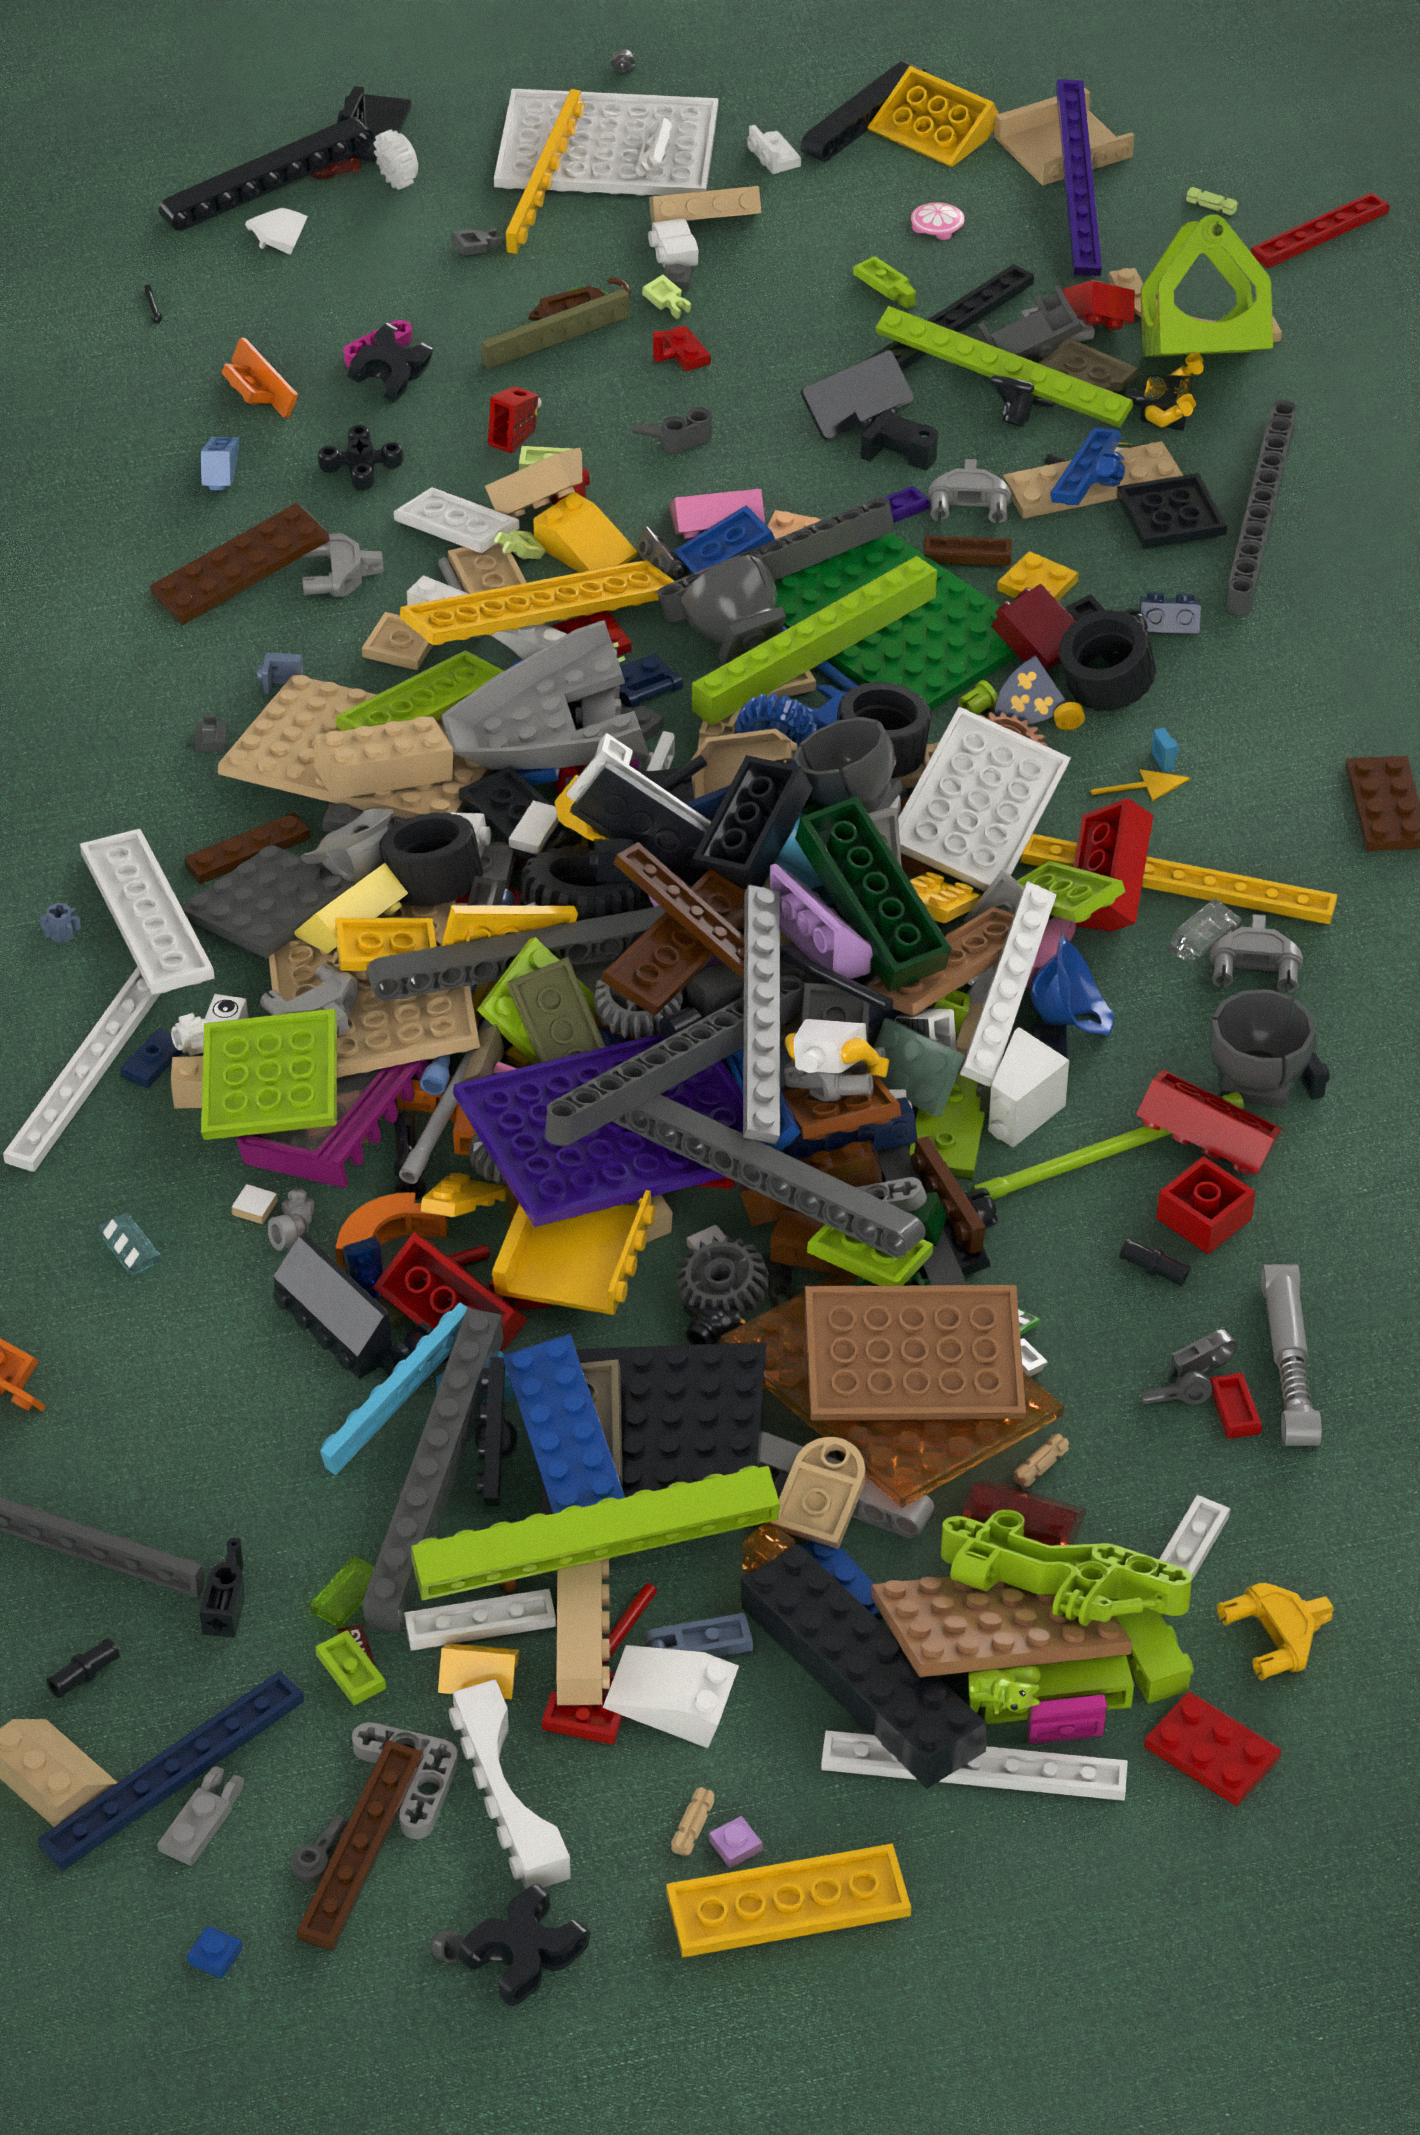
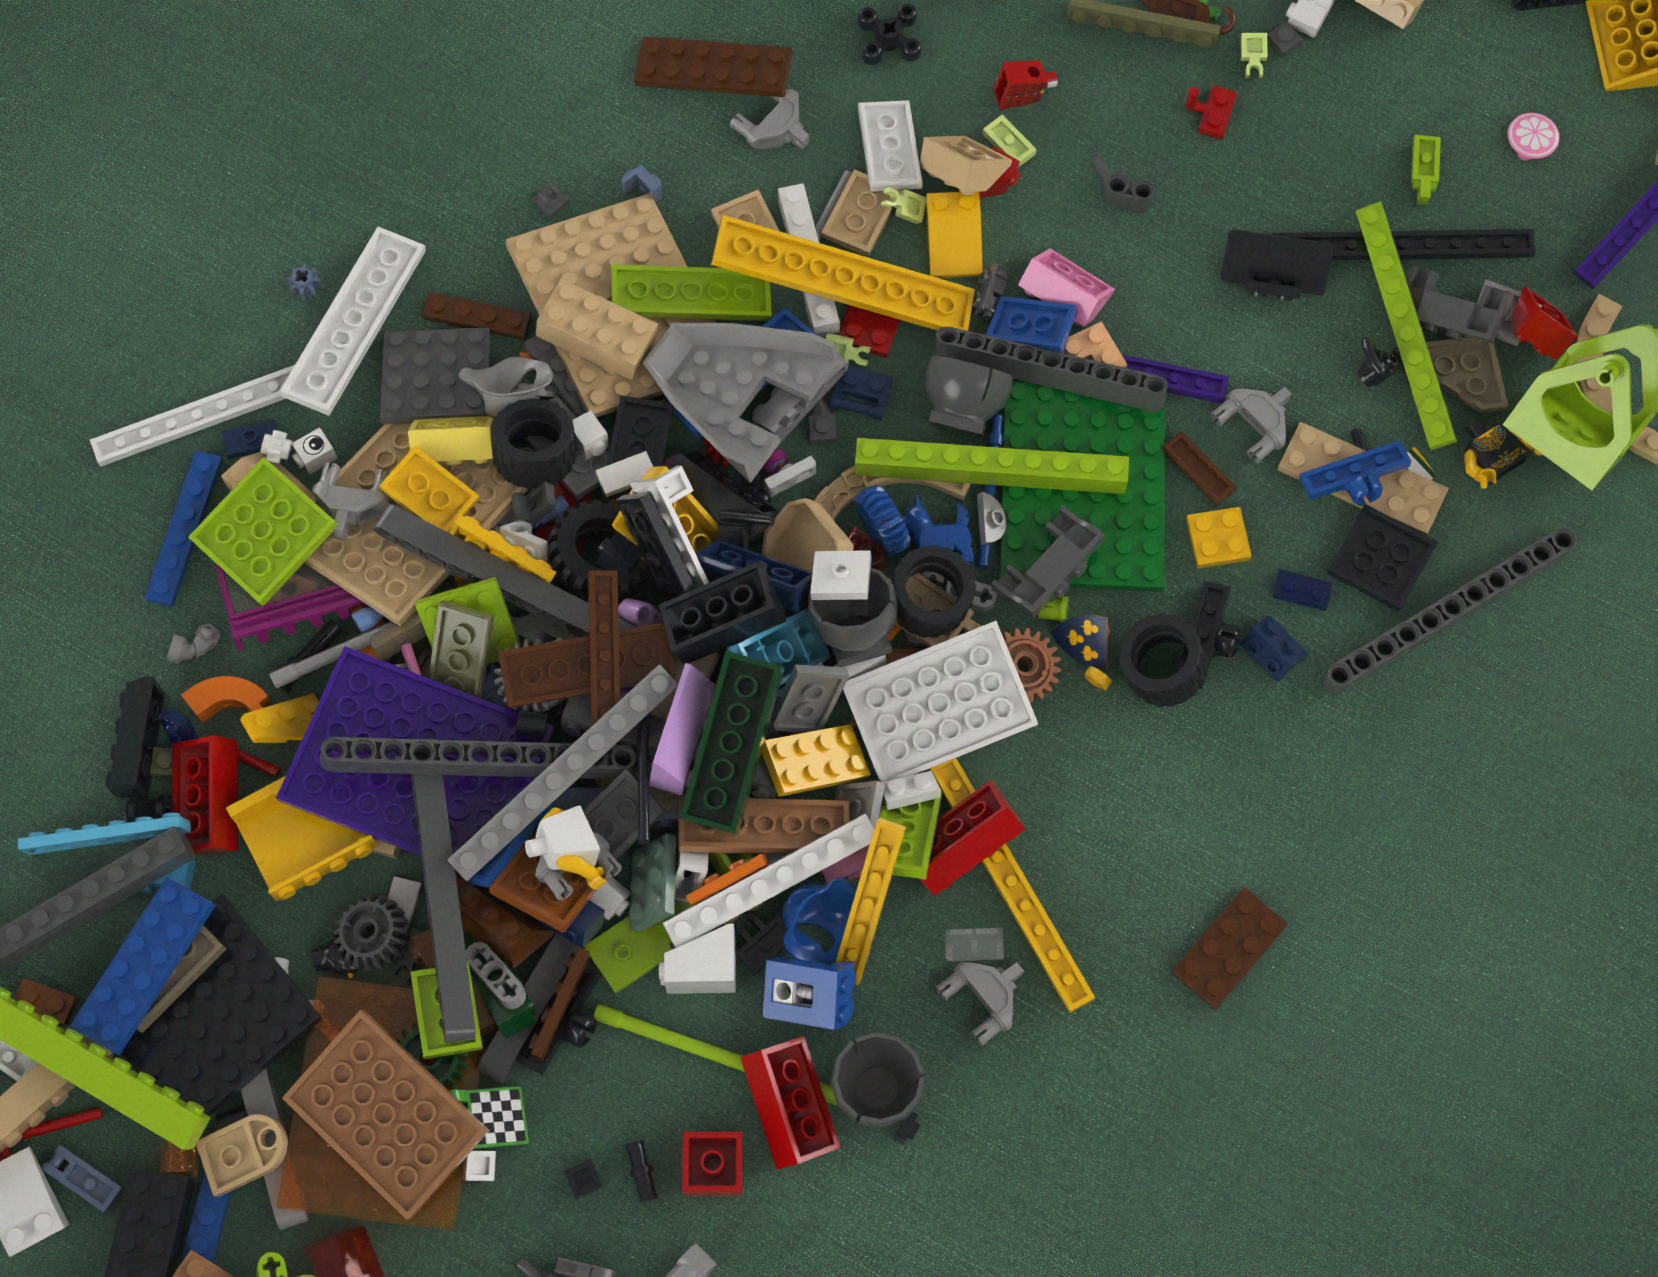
camera: 45 degrees right, 25 degrees up
(129, 1244) = (94, 572): clear light blue tile -> none
(173, 1158) = (186, 518): none -> blue plate
(254, 1204) = (190, 609): white tile -> none
(495, 1435) = (117, 924): black plate -> none
(812, 741) = (841, 575): none -> white plate
(849, 675) = (991, 519): none -> light grey plate
(902, 437) = (1268, 327): black piece -> none
(952, 653) = (1055, 568): none -> dark grey bracket
(975, 997) = (736, 872): none -> orange plate
(1032, 867) = (910, 790): none -> white plate
(1033, 625) = (1153, 585): dark red brick -> none
(1041, 1460) = (409, 1248): tan axle -> none
(1101, 939) = (871, 894): none -> yellow plate
(1117, 1302) = (583, 1179): none -> black plate
(1140, 569) = (1302, 590): none -> clear blue plate
(1148, 1010) = (830, 993): none -> brick
(1155, 782) = (1097, 787): yellow piece -> none
(1164, 749) = (1128, 766): dark azure plate -> none

